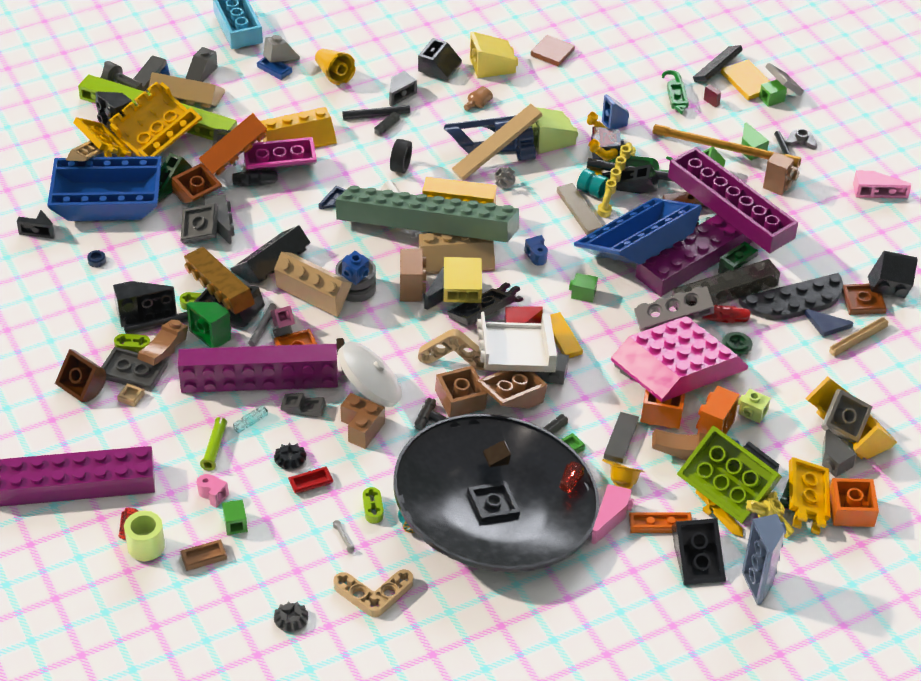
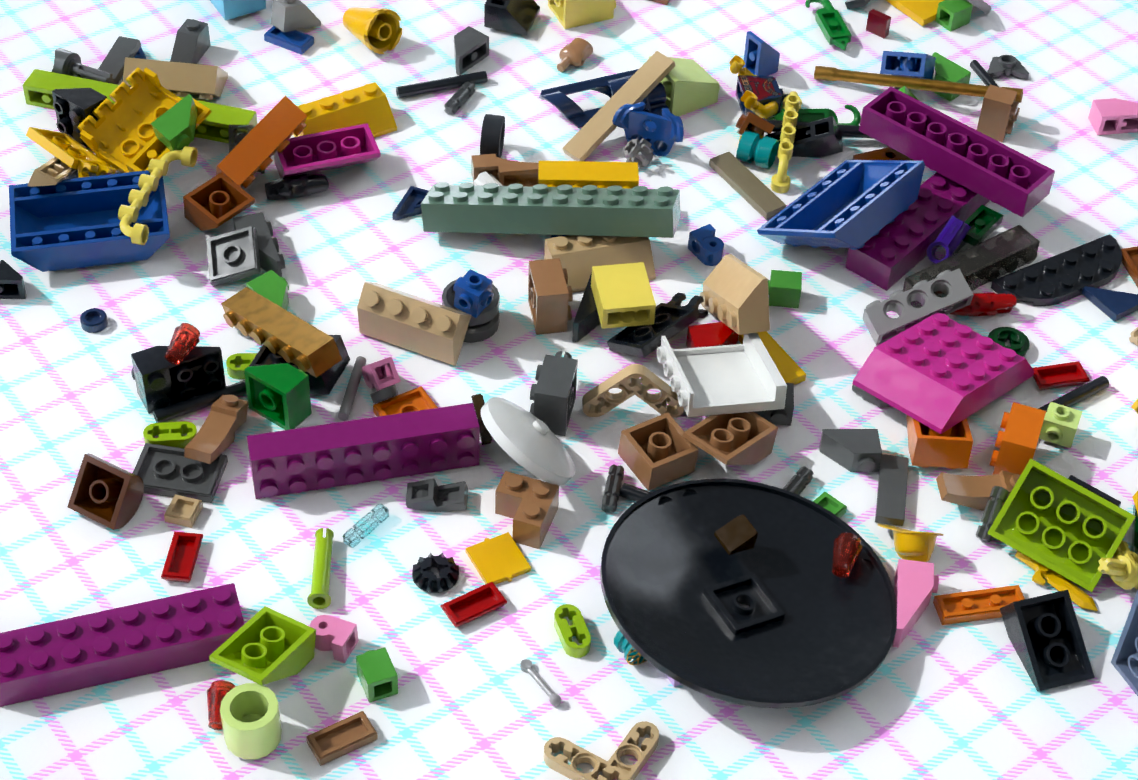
camera: 10 degrees left, 0 degrees up
(123, 425) = (182, 557): none -> red tile
(135, 201) = (148, 183): none -> light yellow bar
(148, 280) = (182, 343): none -> clear red cone
(165, 490) = (267, 648): none -> lime slope
(171, 167) = (178, 183): dark green slope -> none
(176, 126) = (177, 125): none -> bright green slope
(221, 250) = (271, 287): none -> bright green slope
(264, 259) = (342, 288): black slope -> none
(335, 452) = (498, 559): none -> yellow piece
(399, 343) = (555, 391): none -> dark grey brick
(404, 181) = (504, 170): none -> medium nougat slope
(523, 163) = (660, 131): none -> blue piece
(542, 290) = (737, 296): none -> tan slope
(596, 165) = (758, 124): none -> dark orange bracket
(600, 405) = (852, 448): none -> dark grey slope
(690, 448) = (991, 511): none -> dark grey axle
(712, 264) = (949, 238): none -> dark purple piece
(722, 130) = (908, 64): none -> blue brick
(767, 371) = (1060, 375): none -> red tile
(778, 386) = (1080, 393): none -> black piece

